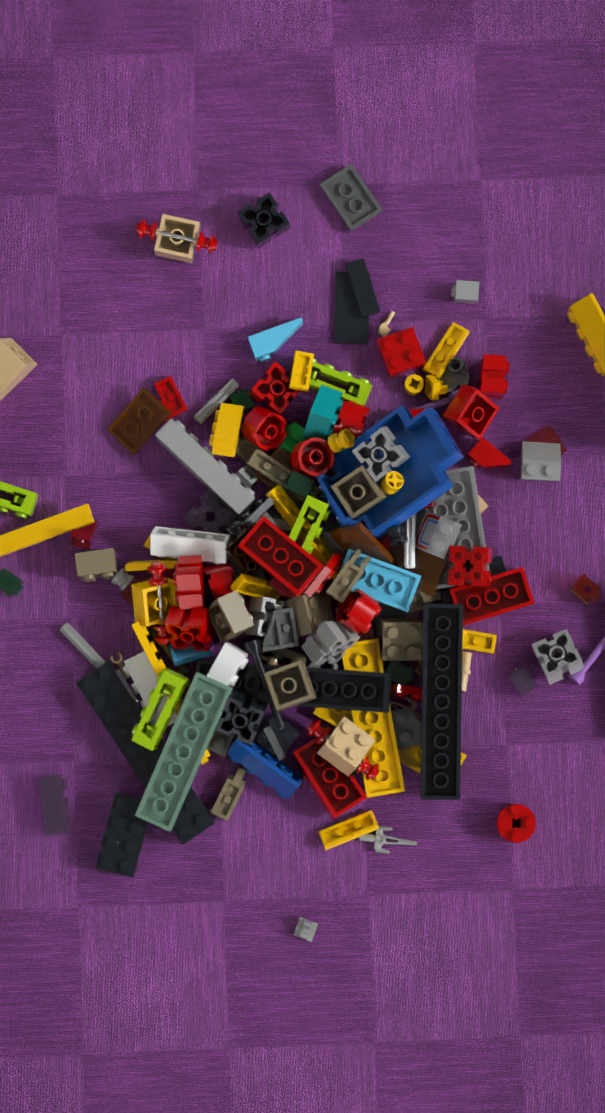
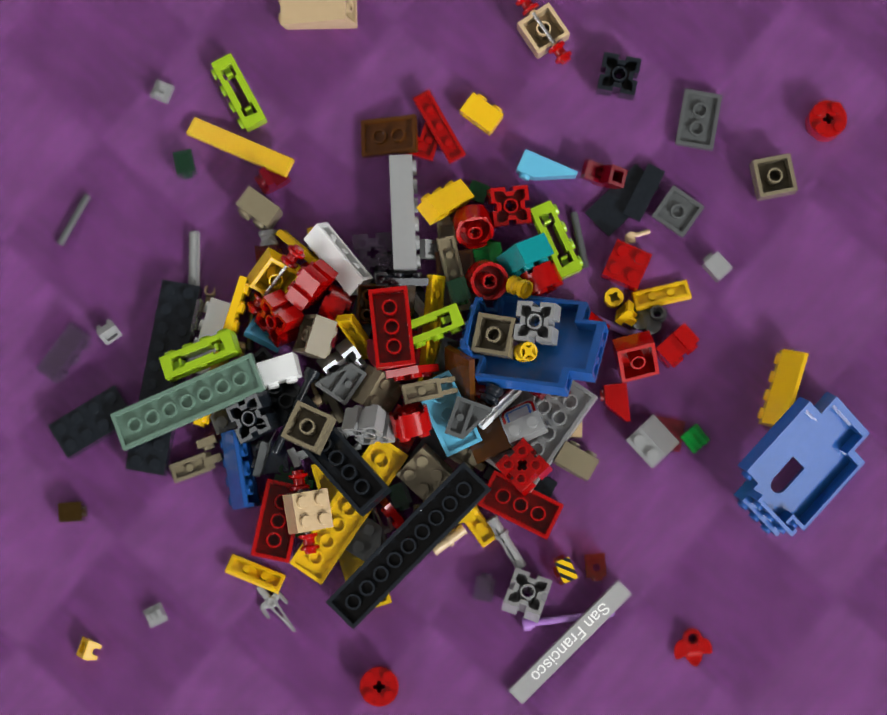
camera: 50 degrees right, 0 degrees up
(72, 758) = (108, 332): none -> light grey tile
(169, 379) = (439, 126): none -> red tile
(173, 913) = (72, 512): none -> dark brown brick
(190, 341) = (481, 113): none -> yellow brick
(216, 401) = (456, 174): light grey axle -> none
(223, 769) = (207, 443): none -> dark tan plate
(279, 1001) = (86, 648): none -> yellow tile
(297, 717) = (296, 457): none -> light grey tile
(301, 371) = (539, 209): yellow plate -> none
(305, 739) = (284, 477): none -> dark green plate
(322, 302) = (604, 175): none -> dark red brick
(348, 365) = (579, 239): none -> dark grey bar
(394, 570) = (466, 417): none -> dark grey wing
(400, 278) = (677, 211): none -> dark grey plate
(442, 102) = (819, 129): none -> red brick
(445, 189) = (773, 177): none -> dark tan brick
(499, 631) = (502, 536): none -> light grey pin
(501, 527) = (576, 461): none -> dark tan brick
(566, 613) = (564, 569): none -> brick
(568, 430) = (694, 438): none -> green piece

